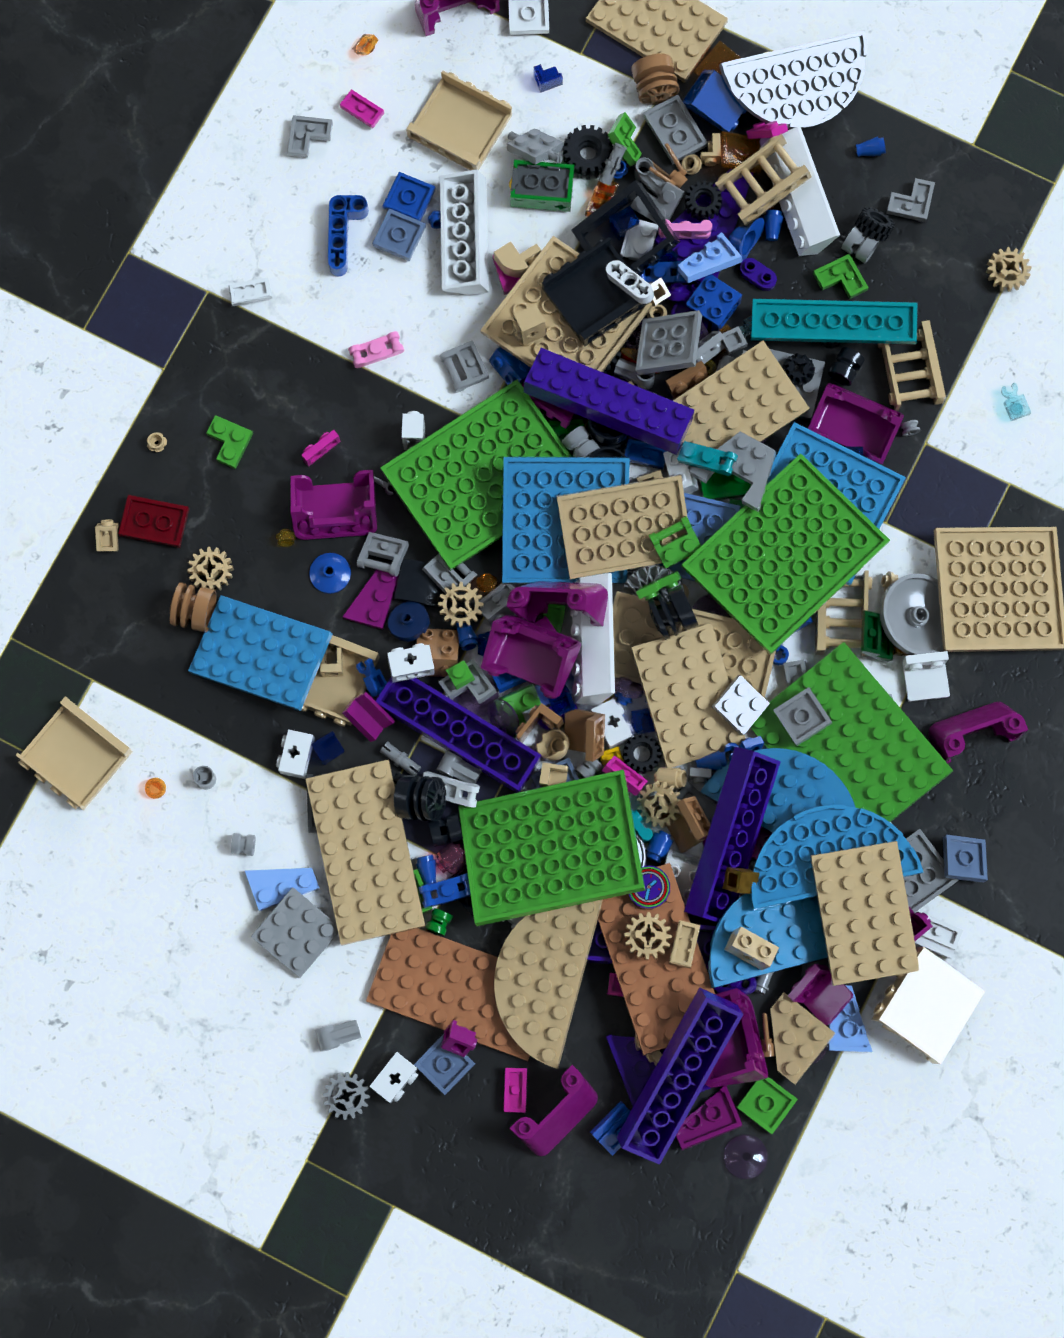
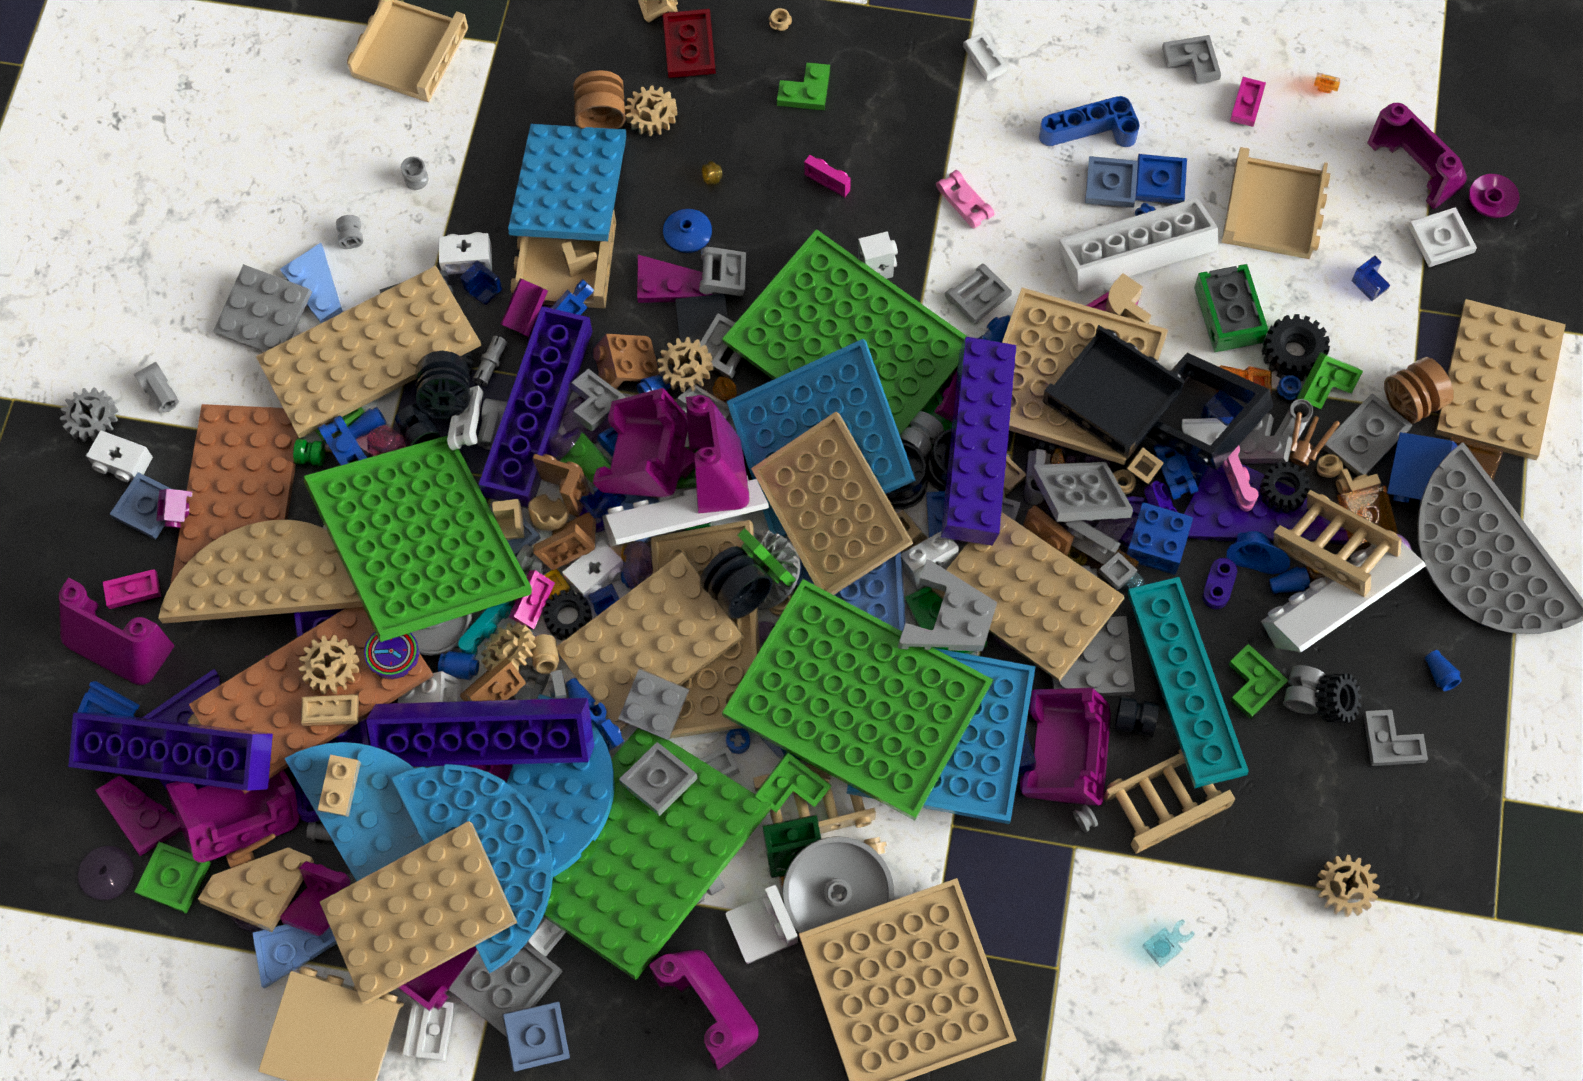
camera: 75 degrees right, 10 degrees down
(155, 788) = (391, 132): clear orange plate -> none
(333, 508) = (759, 204): magenta windscreen -> none
(402, 670) = (594, 325): white brick -> none
(411, 629) = (652, 321): dark blue plate -> none
(460, 674) = (600, 386): bright green plate -> none
(529, 325) = (1041, 326): tan brick -> none
(535, 146) = (1275, 285): light grey plate -> none
(612, 164) = (1304, 371): light grey pin -> none
(627, 274) = (1136, 427): white beam -> none
(678, 548) = (824, 573): bright green plate -> none
(707, 458) = (947, 570): teal plate -> none
(713, 258) = (1212, 517): light blue wing -> none
(740, 880) = (425, 752): pearl gold brick -> none
(767, 130) = (1406, 530): dark pink plate -> none
(800, 360) = (1110, 670): black gear -> none
(827, 622) = (792, 776): none -> bright green plate

